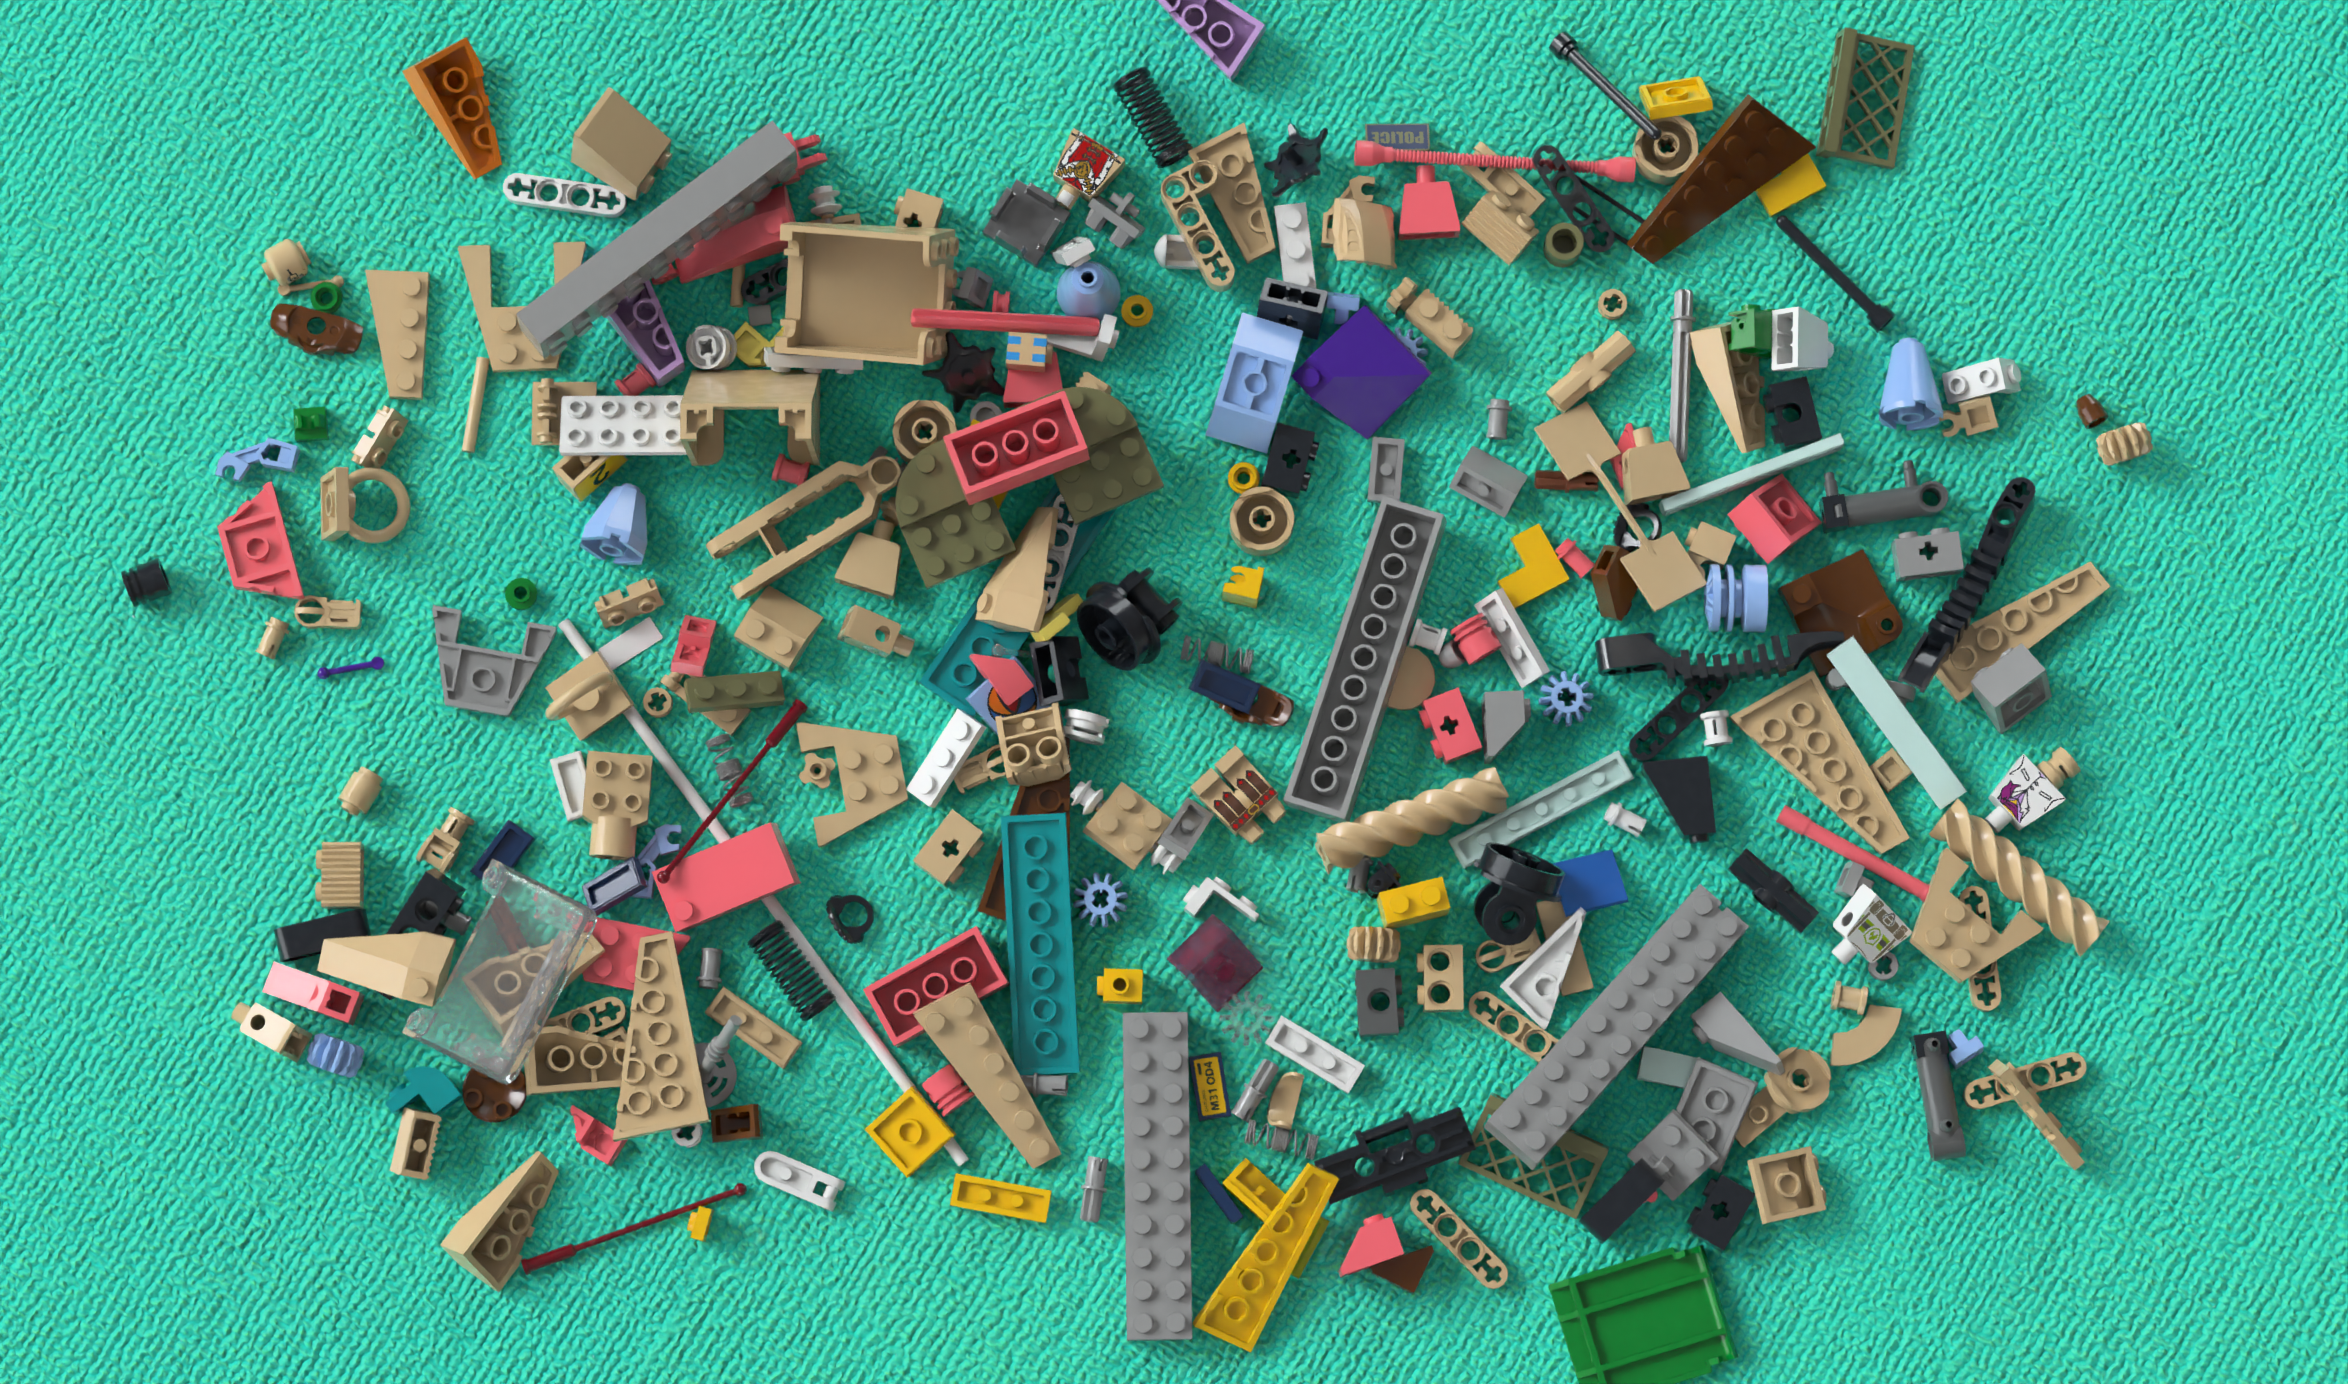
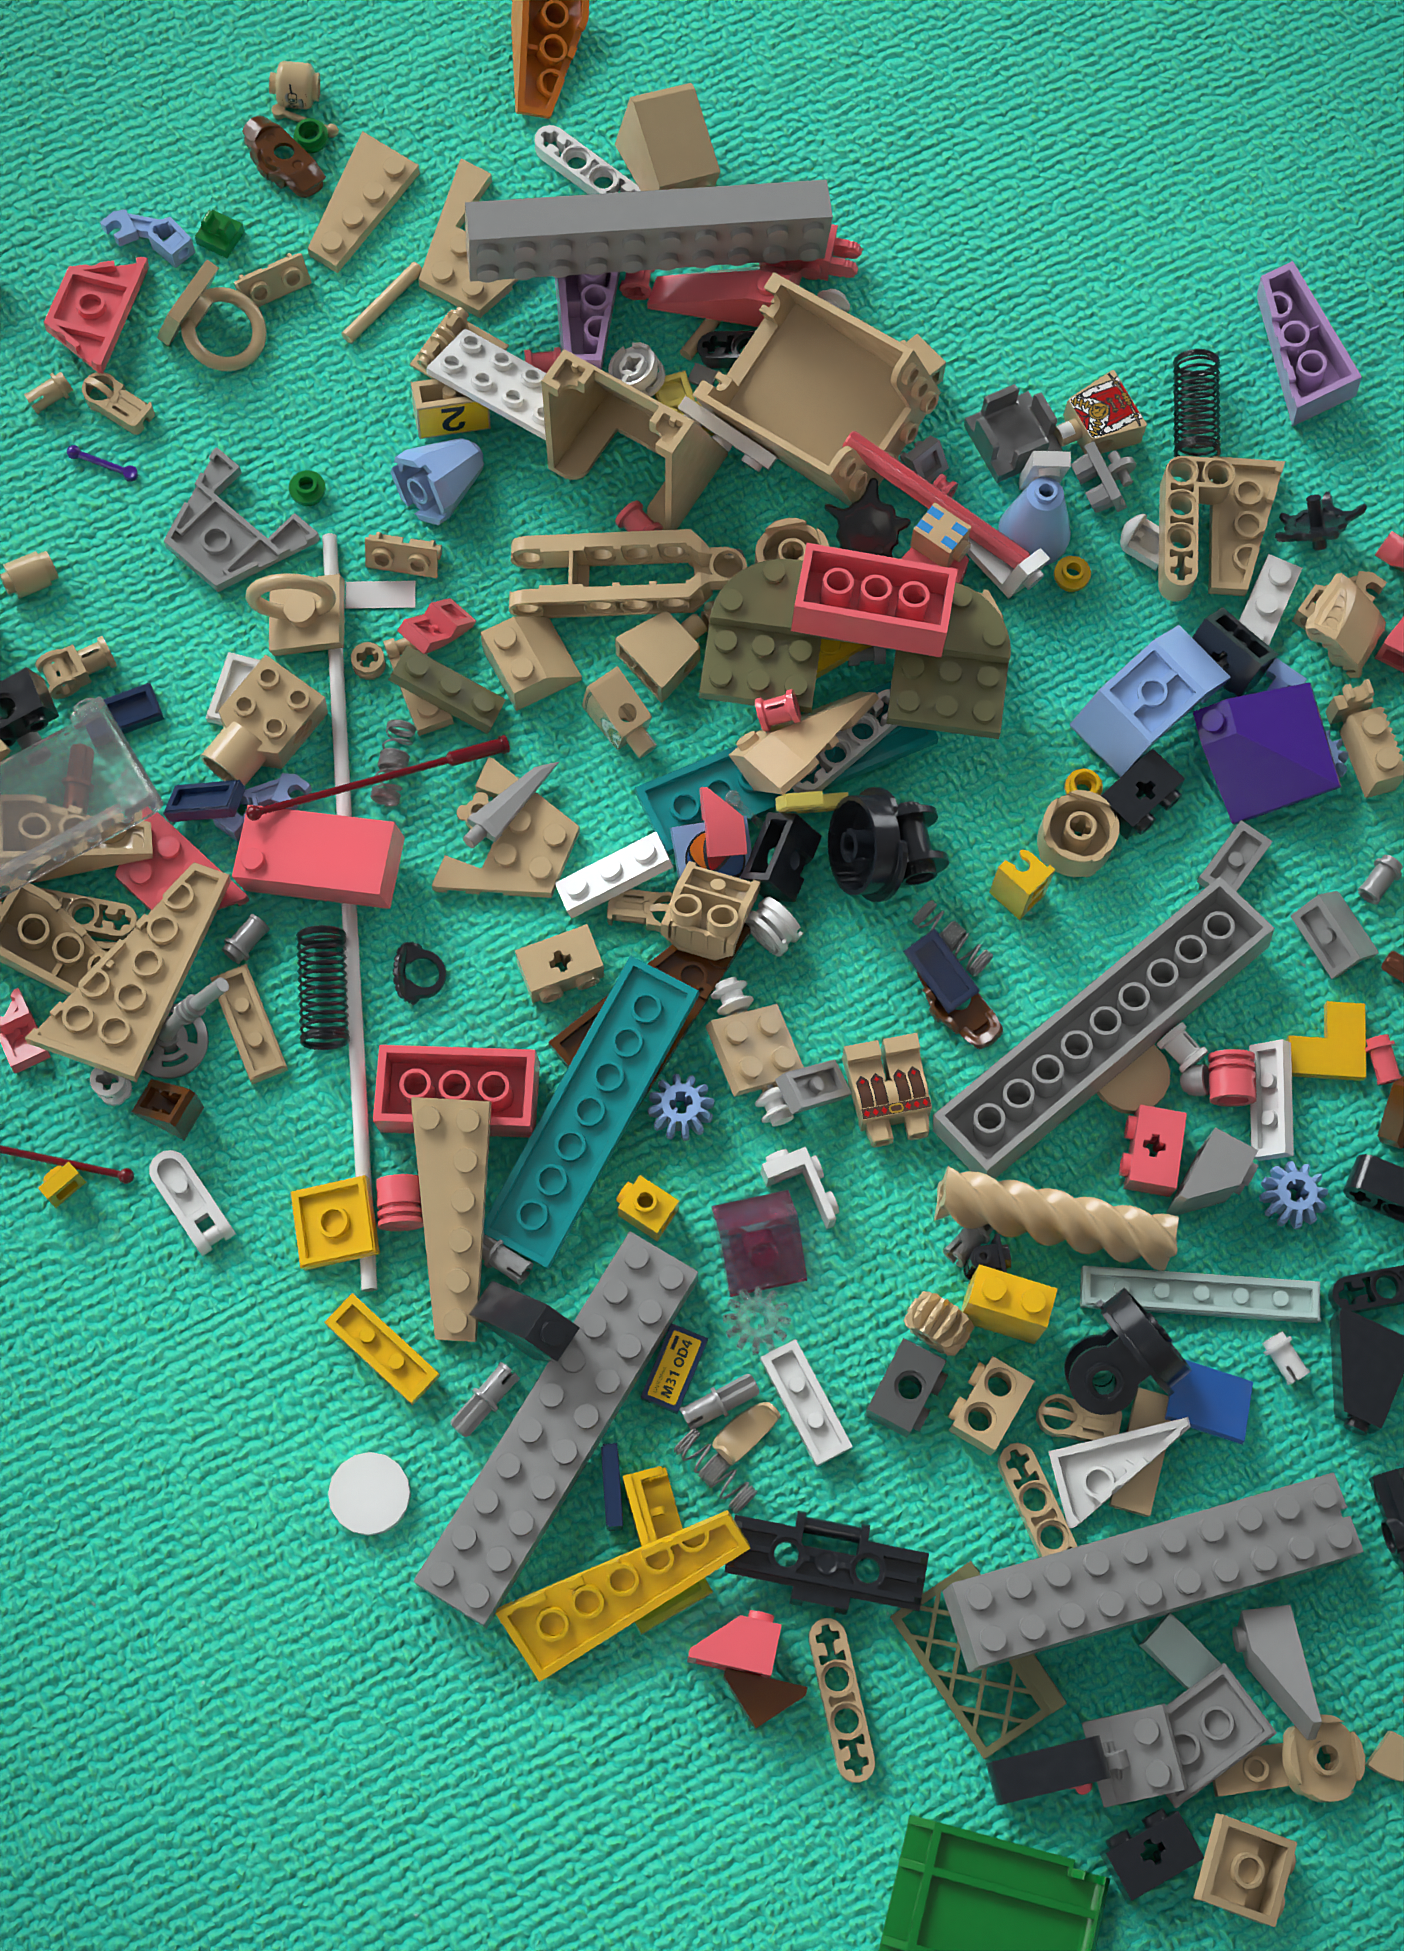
camera: 30 degrees right, 10 degrees down
(833, 765) = (499, 812): none -> light grey bar
(990, 578) = (778, 710): none -> coral bush
(1055, 1300) = (369, 1494): none -> white tile
(1090, 1121) = (524, 1322): none -> black slope

